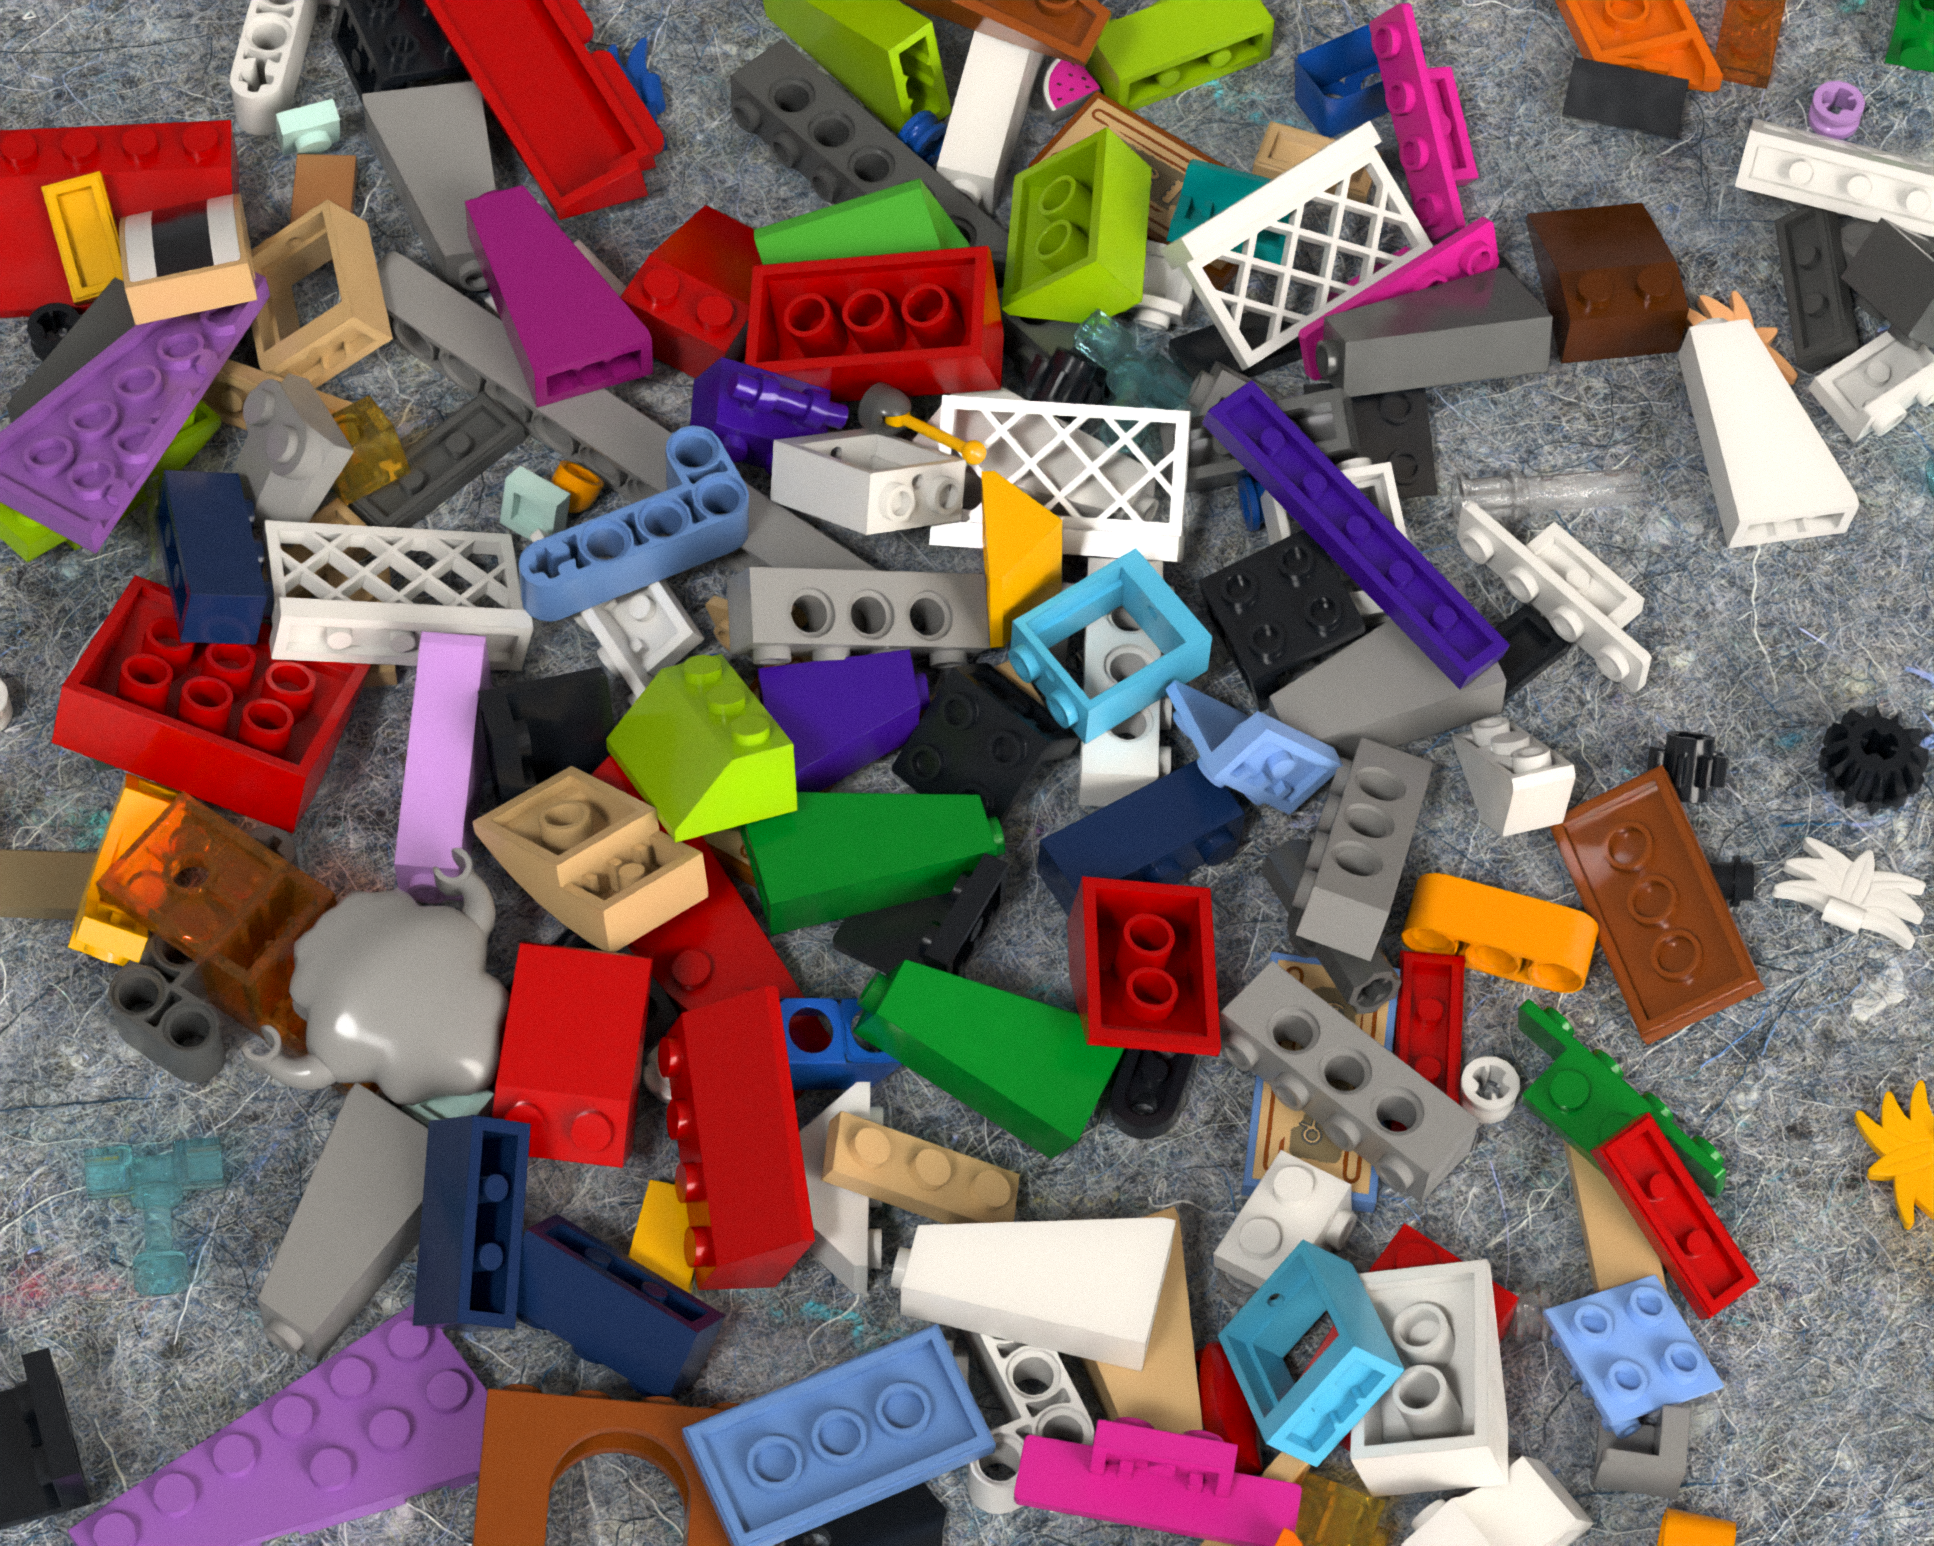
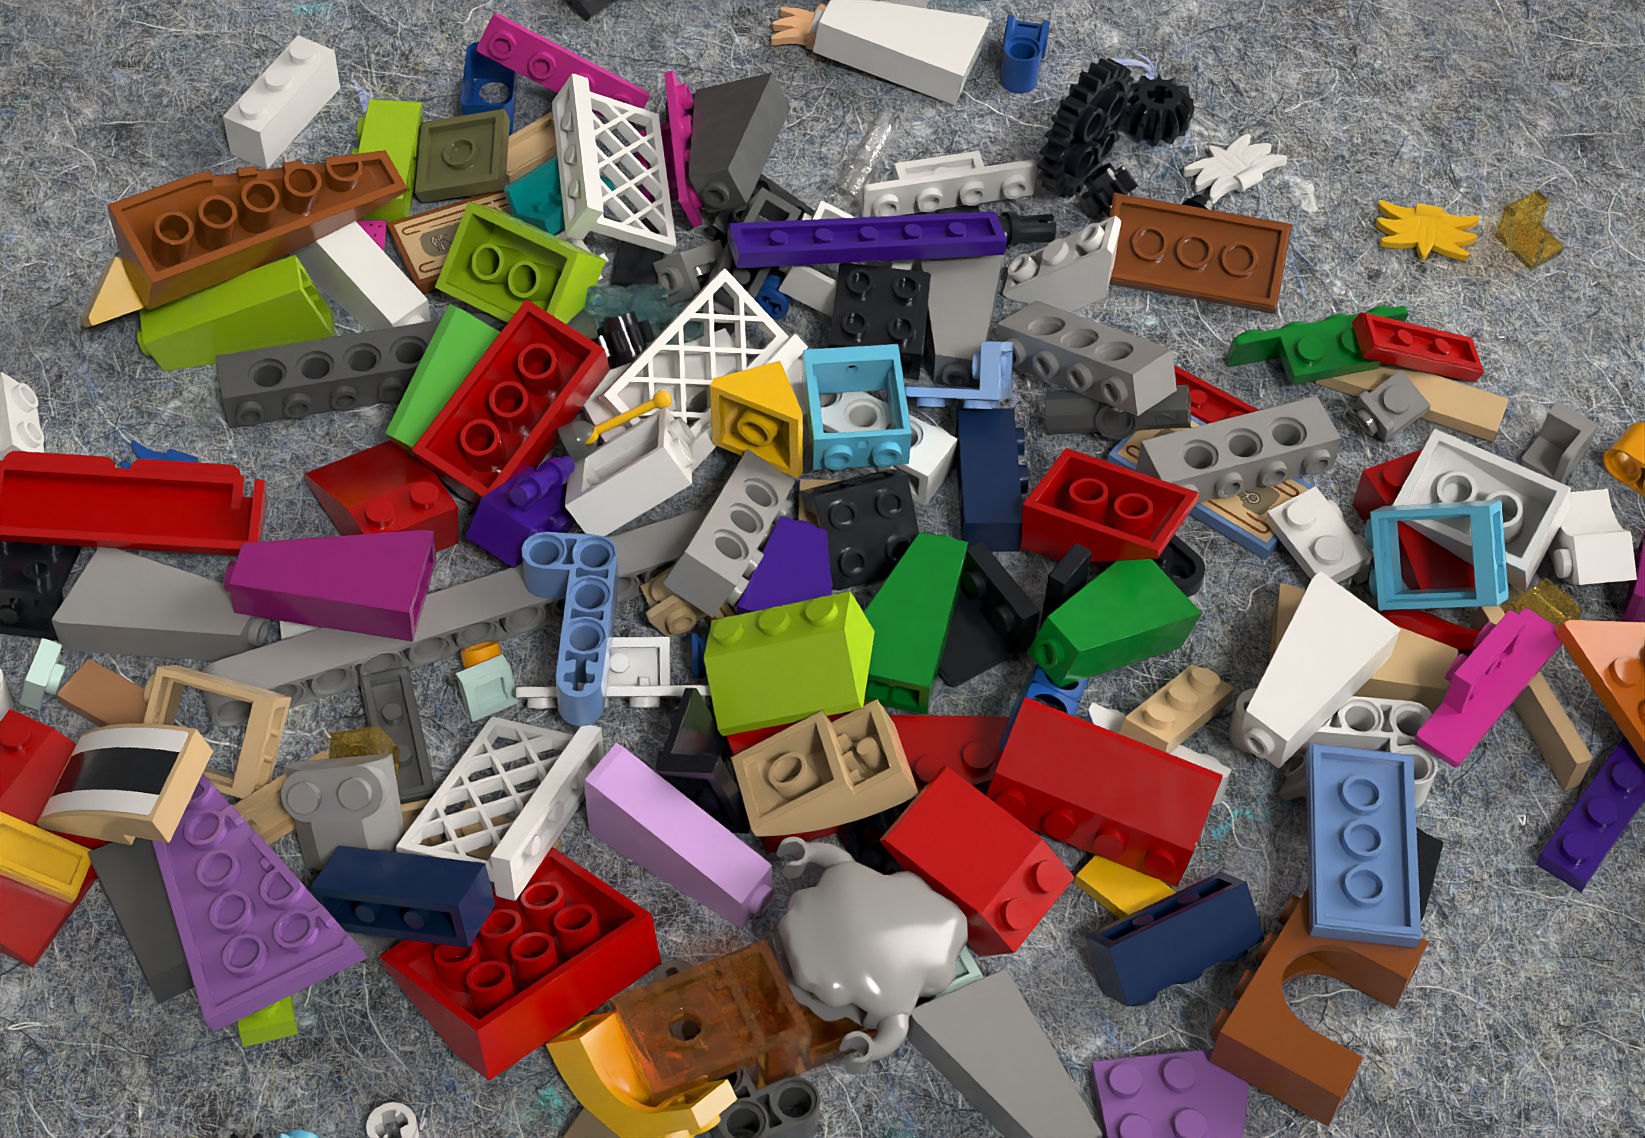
camera: 60 degrees left, 5 degrees down
(49, 318) = (97, 917): black bush -> none
(471, 1224) = (1079, 985): dark blue brick -> none
(924, 136) = (351, 322): blue bush -> none
(1011, 968) = (1066, 579): none -> black tile
(1238, 104) = (462, 156): none -> olive plate
(1491, 1069) = (1271, 389): white bush -> none
(1501, 932) = (1181, 322): light orange beam -> none
(1548, 692) = (1027, 228): none -> black pin
(1558, 1226) = (1390, 407): none -> light grey bracket
(1608, 282) = (730, 47): reddish brown slope -> none
(1631, 1352) = (1499, 414): light blue hinge -> none
(1729, 679) = (1085, 127): none -> black gear
(1859, 573) = (1022, 54): none -> blue piece

